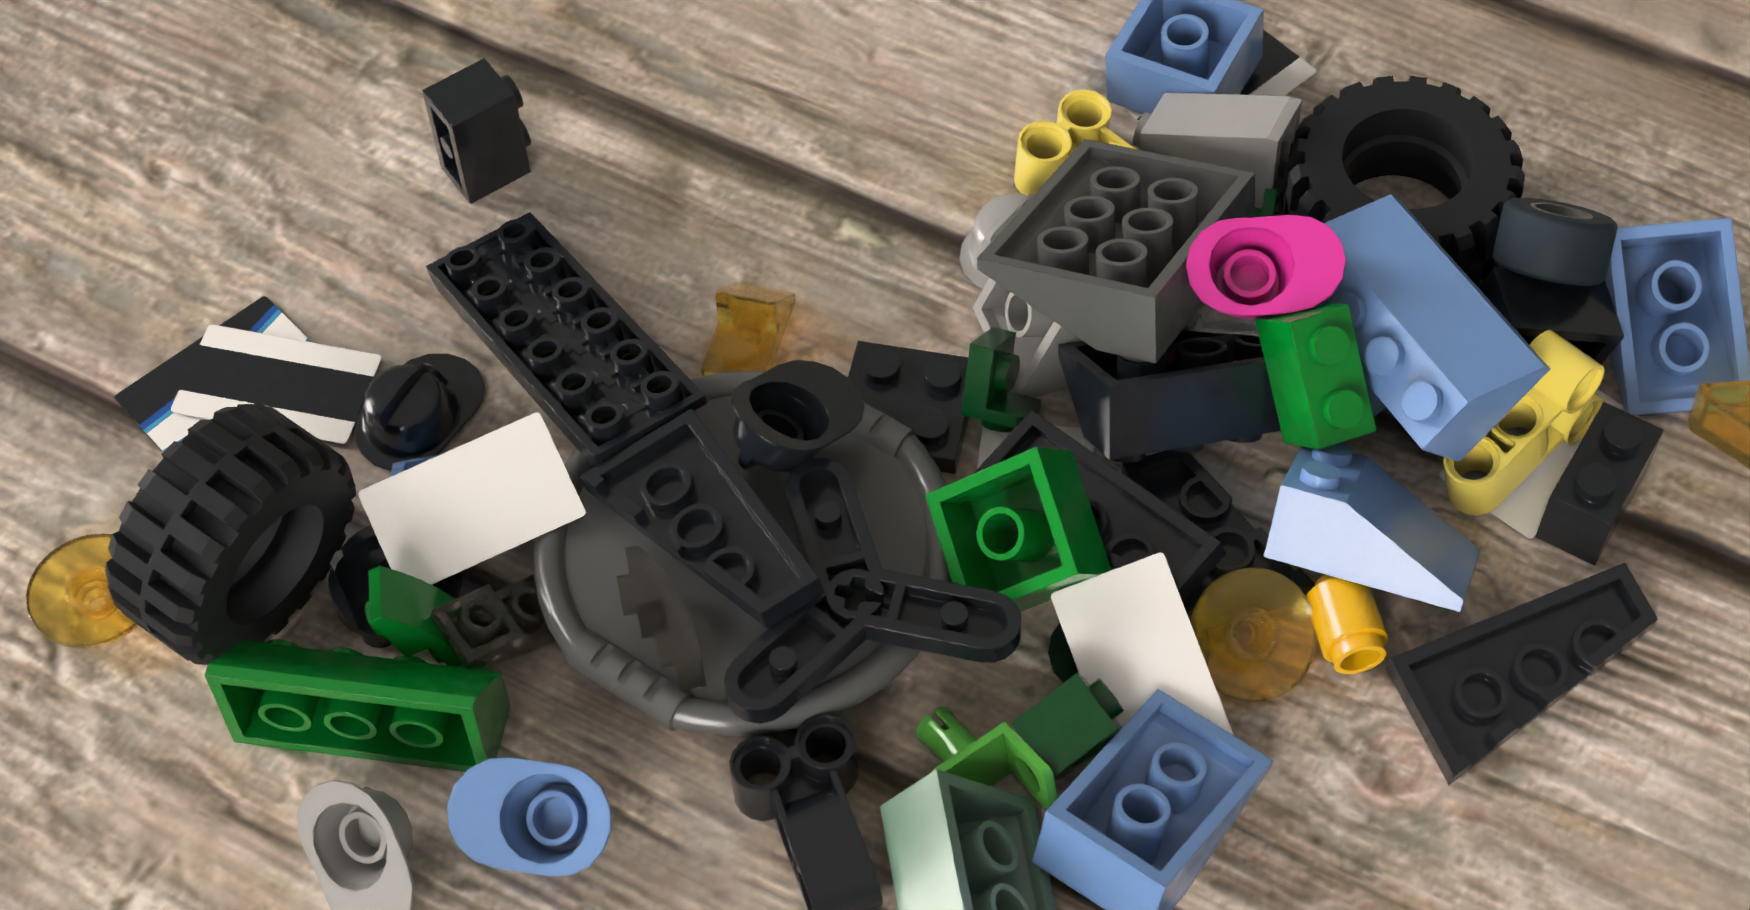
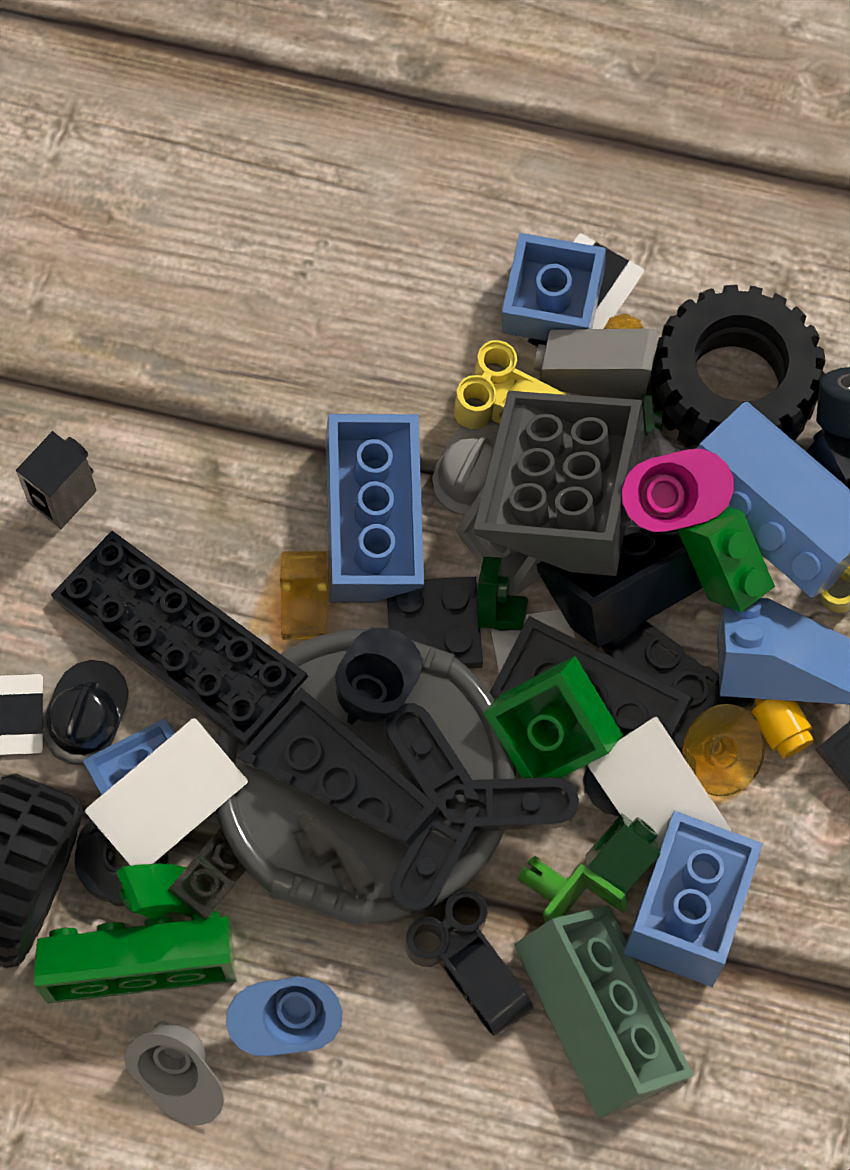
camera: 20 degrees left, 15 degrees up
(864, 243) = (373, 506): none -> medium blue slope

